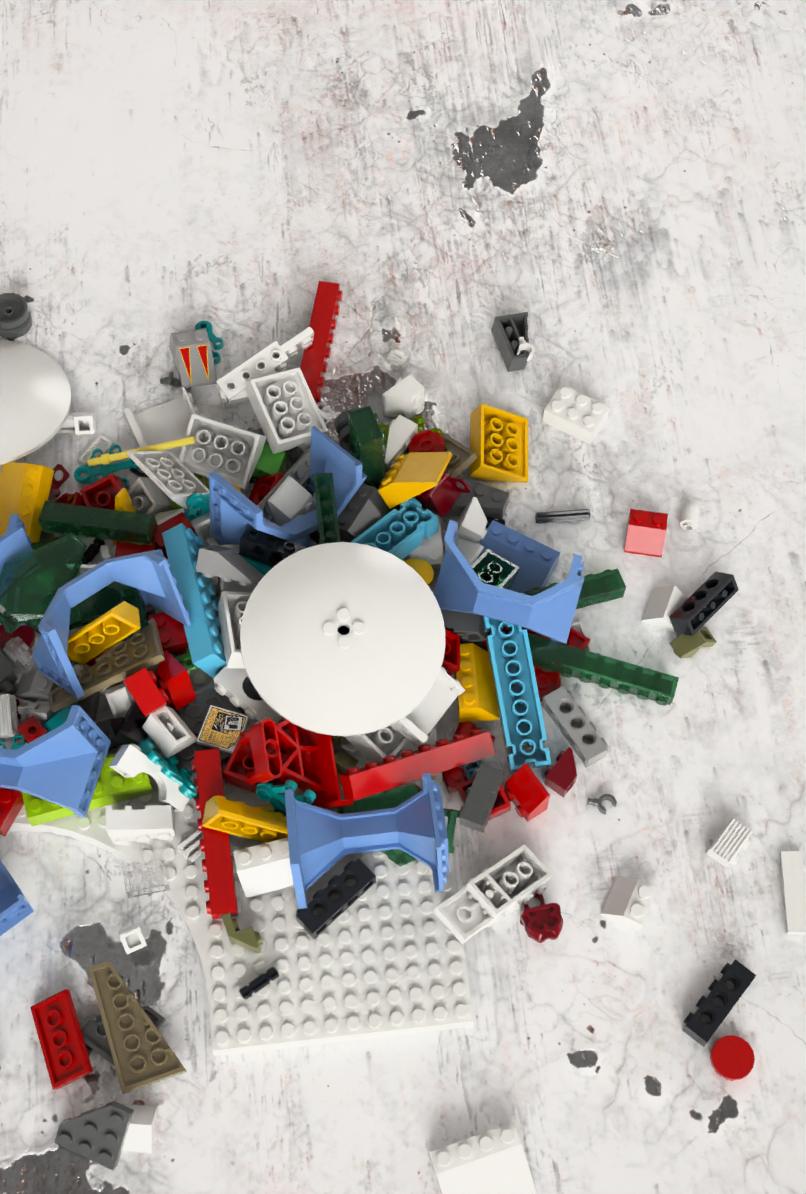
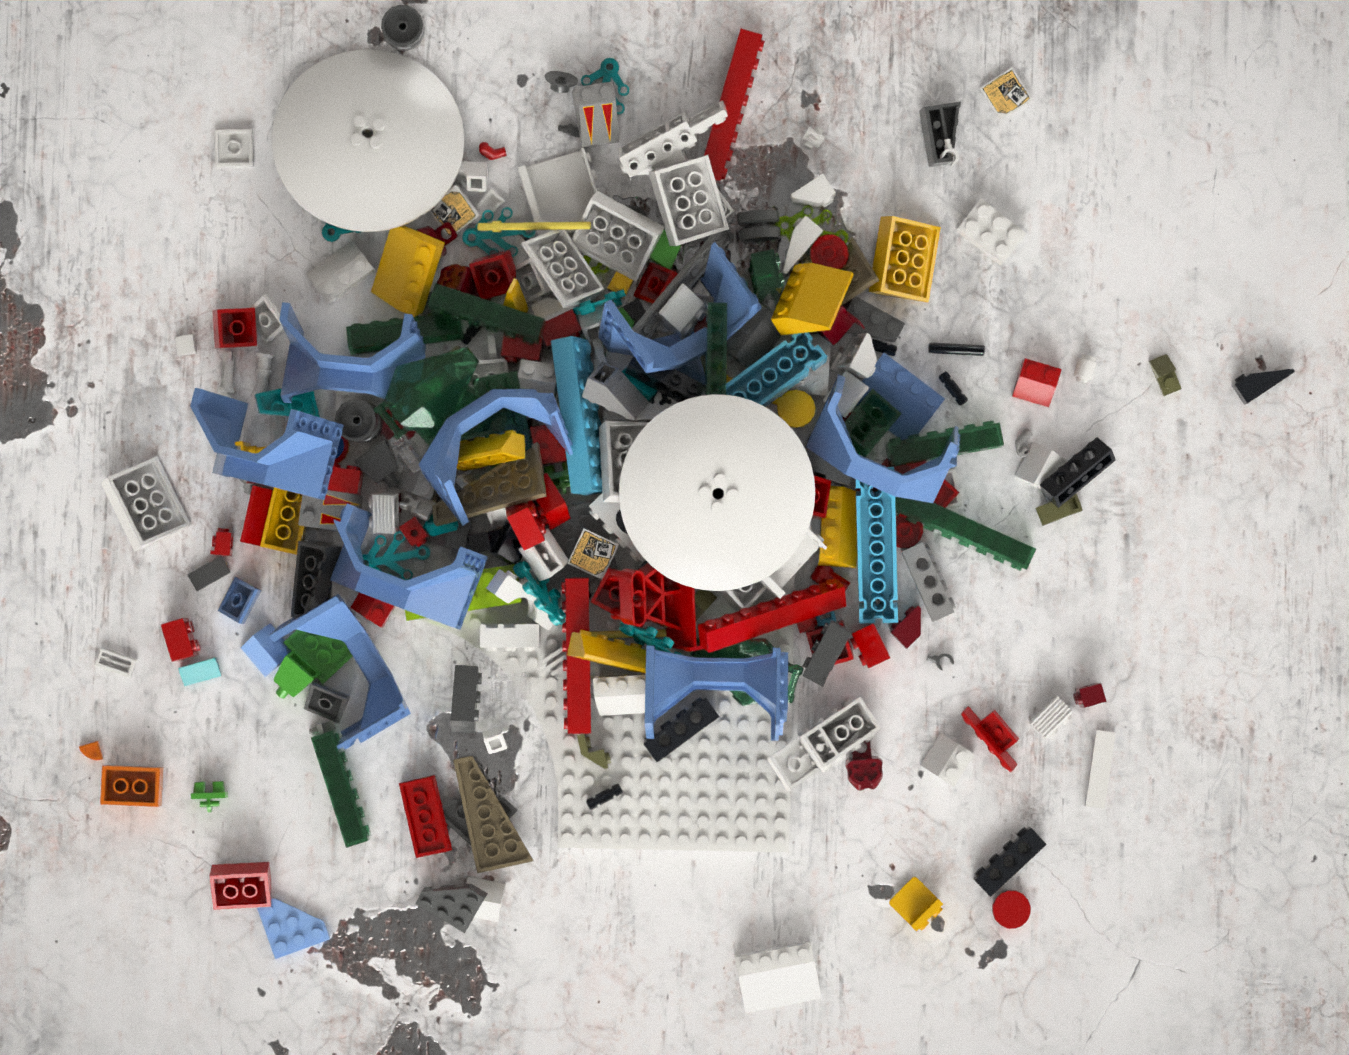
camera: 10 degrees right, 25 degrees up
(65, 452) = (455, 209): none -> tile
(95, 896) = (465, 699): none -> dark grey wedge
(97, 406) = (490, 153): none -> red arm
(158, 343) = (560, 81): none -> dark grey piece
(563, 547) = (953, 388): none -> black axle
(567, 309) = (1006, 93): none -> tile
(625, 1064) = (916, 903): none -> yellow bracket
(641, 589) = (1021, 443): none -> light grey arm
(675, 867) = (995, 734): none -> red bracket
(766, 812) = (1089, 695): none -> dark red brick
(767, 514) = (1165, 374): none -> olive slope

